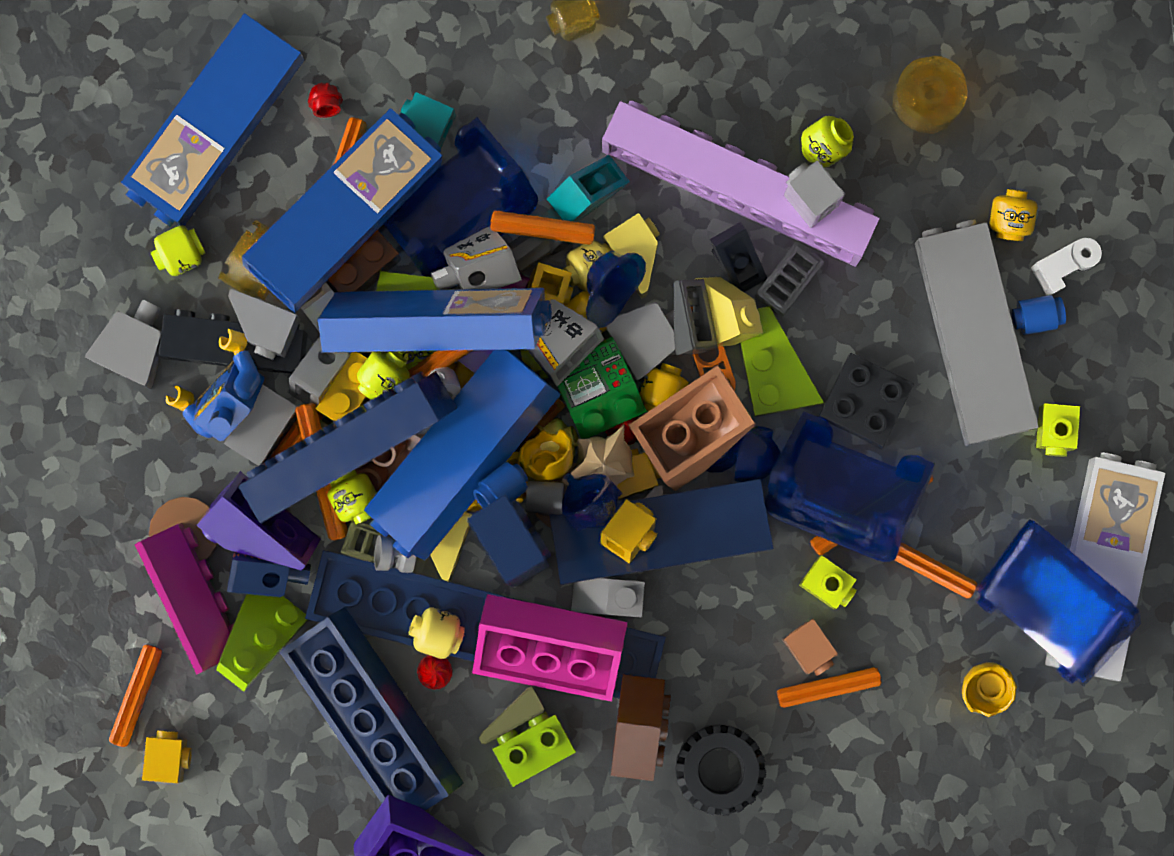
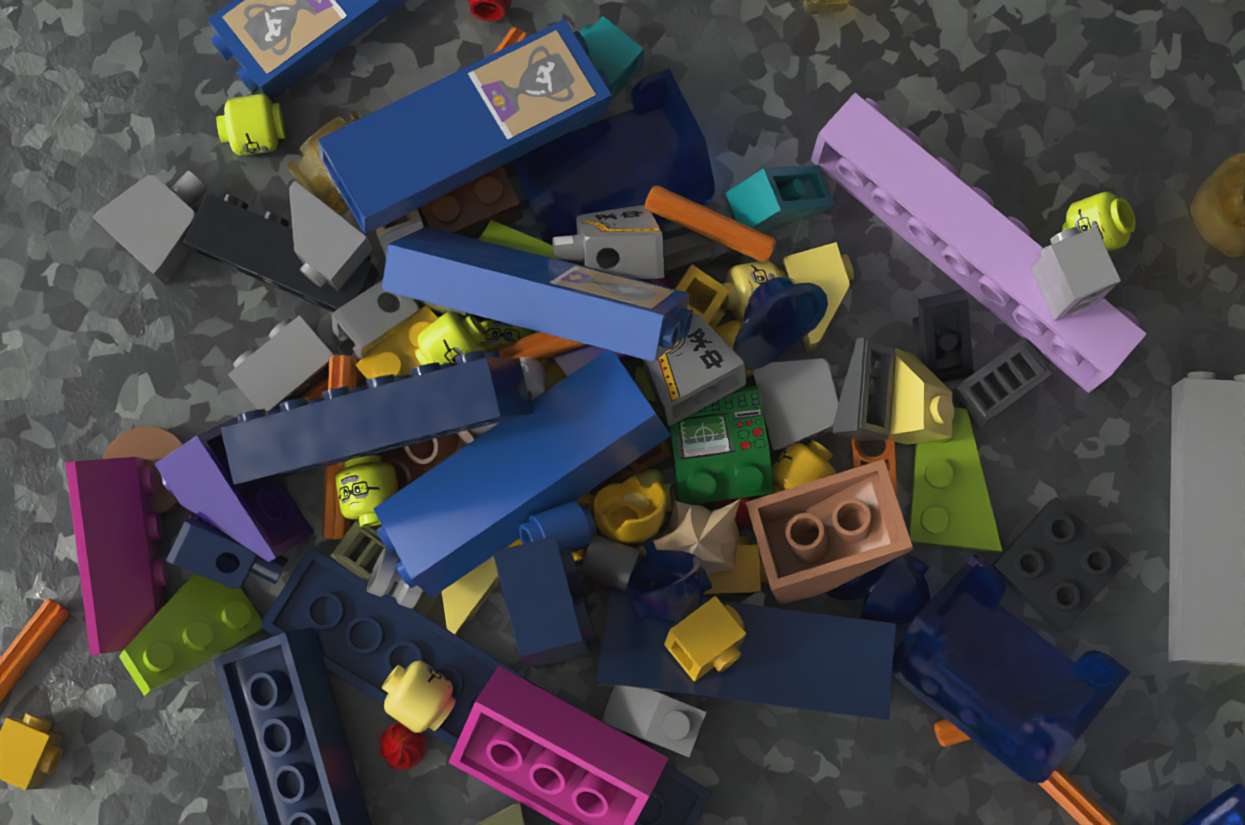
camera: 15 degrees right, 5 degrees down
(227, 398) = (253, 316): blue torso -> none
(829, 583) = (945, 787): neon yellow brick -> none

